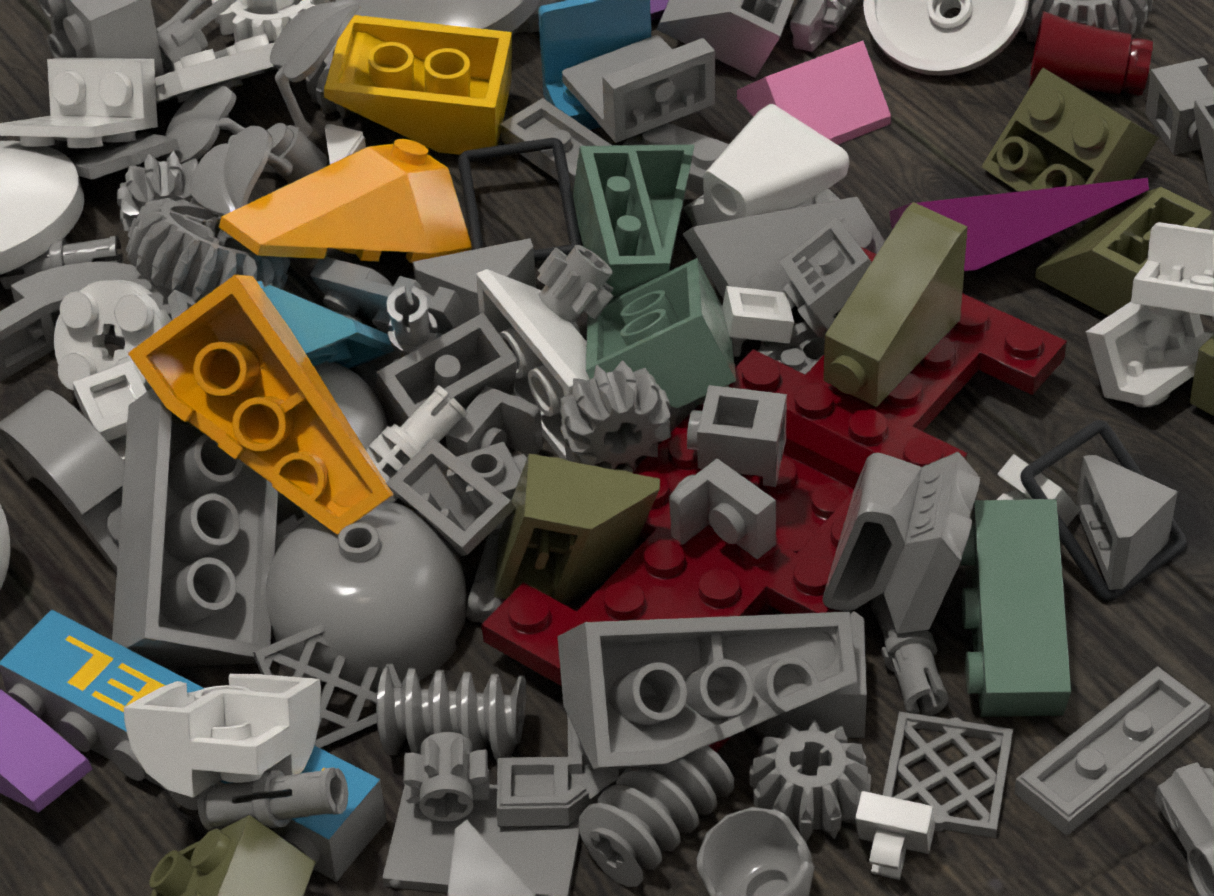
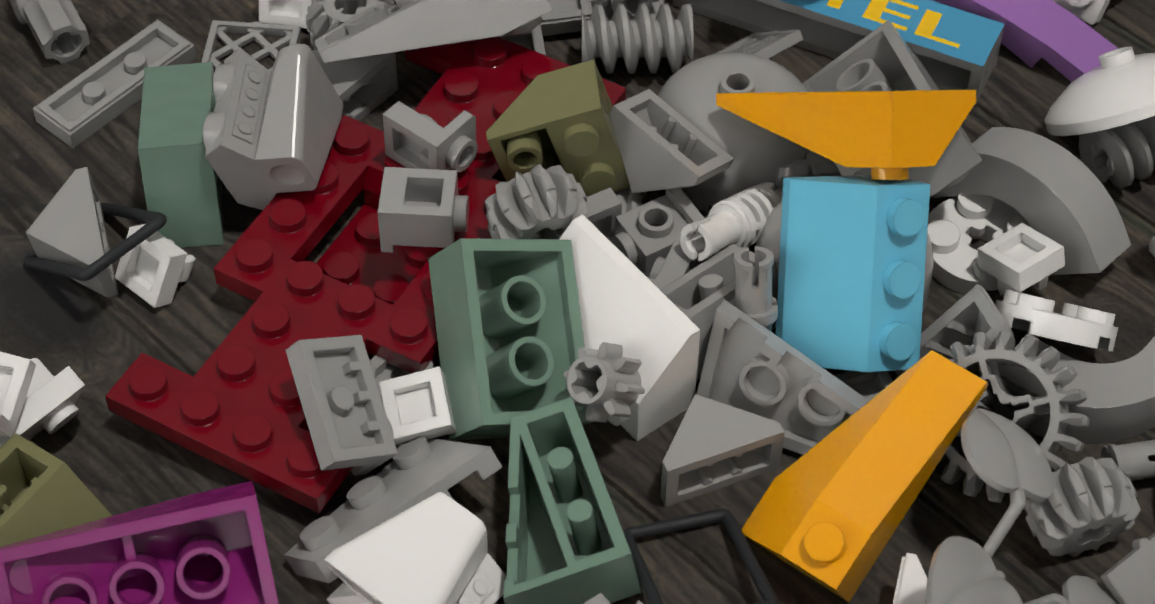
camera: 170 degrees right, 5 degrees up
(898, 306) = (257, 320): olive slope -> none

